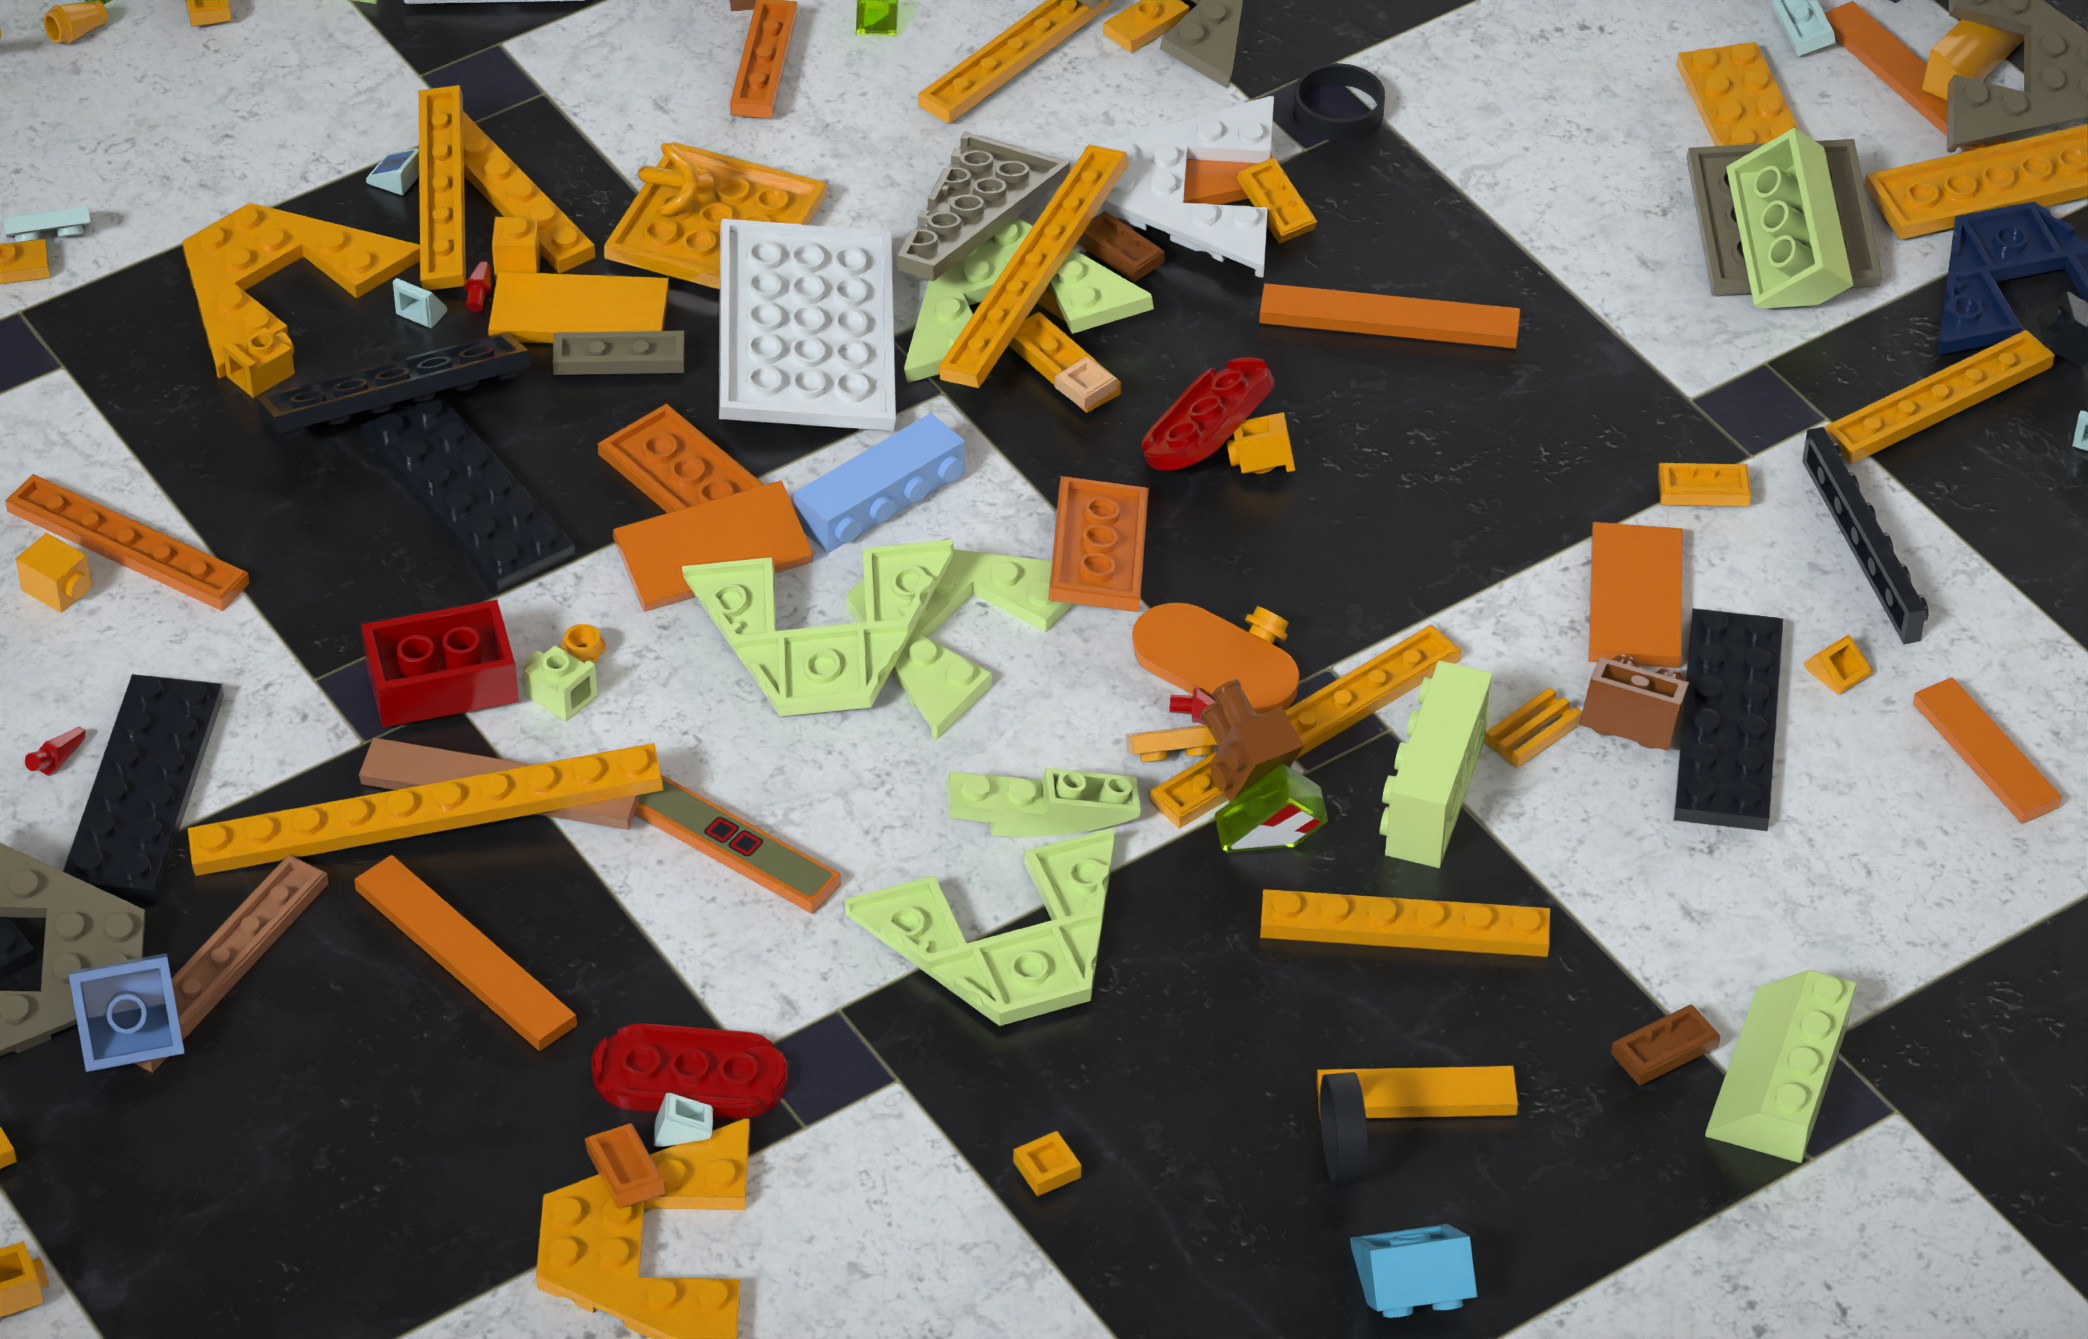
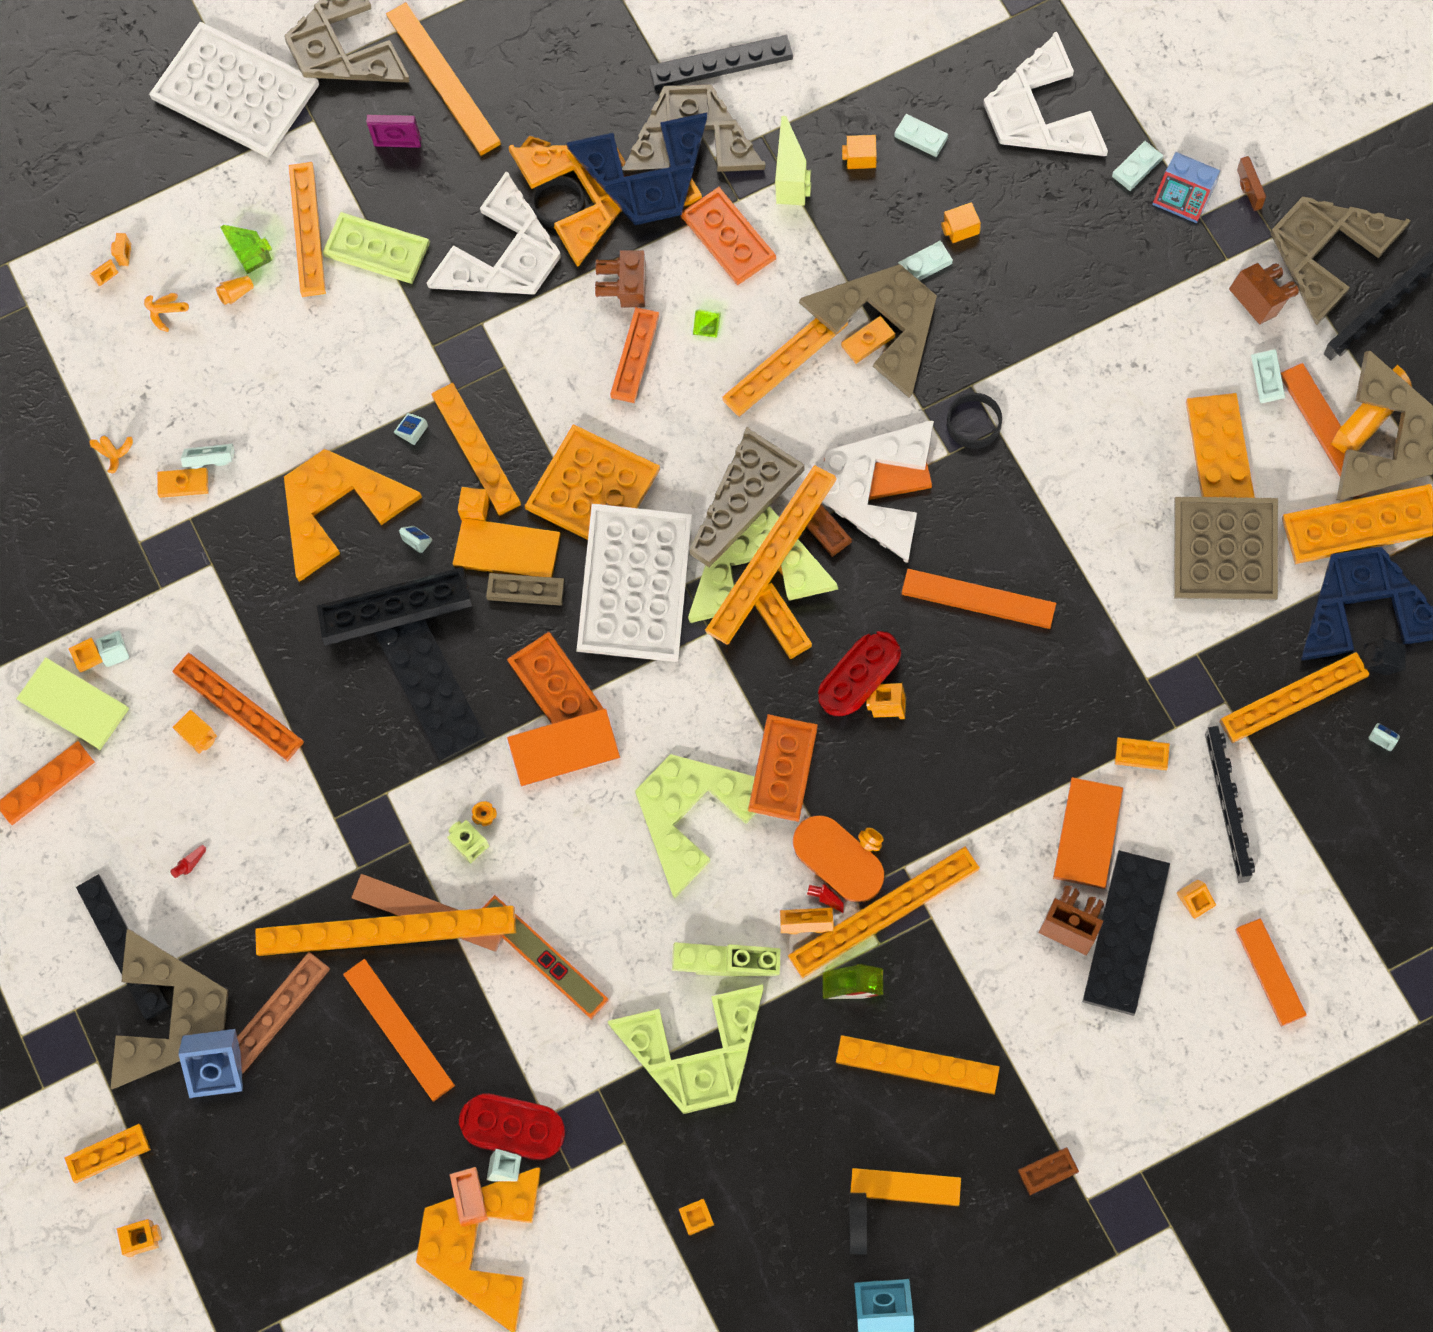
camera: 15 degrees right, 25 degrees up
(144, 785) = (234, 891): black plate -> none
(259, 361) = (321, 584): light orange brick -> none
(440, 663) = (401, 826): red brick -> none
(441, 188) = (434, 452): light orange plate -> none
(478, 286) = (450, 525): red bar -> none
(686, 180) = (572, 464): light orange piece -> none
(823, 664) = (614, 846): yellowish green wing -> none
(880, 482) = (663, 708): light blue brick -> none
(1085, 382) = (790, 645): light nougat tile -> none
(1247, 740) = (843, 950): dark orange brick -> none
(1271, 188) = (924, 501): light orange plate -> none
(1436, 763) = (951, 962): yellowish green brick -> none
(1527, 722) = (1029, 915): light orange tile -> none
(1783, 1064) = (1110, 1193): yellowish green slope -> none
(1789, 223) = (1226, 563): yellowish green slope -> none

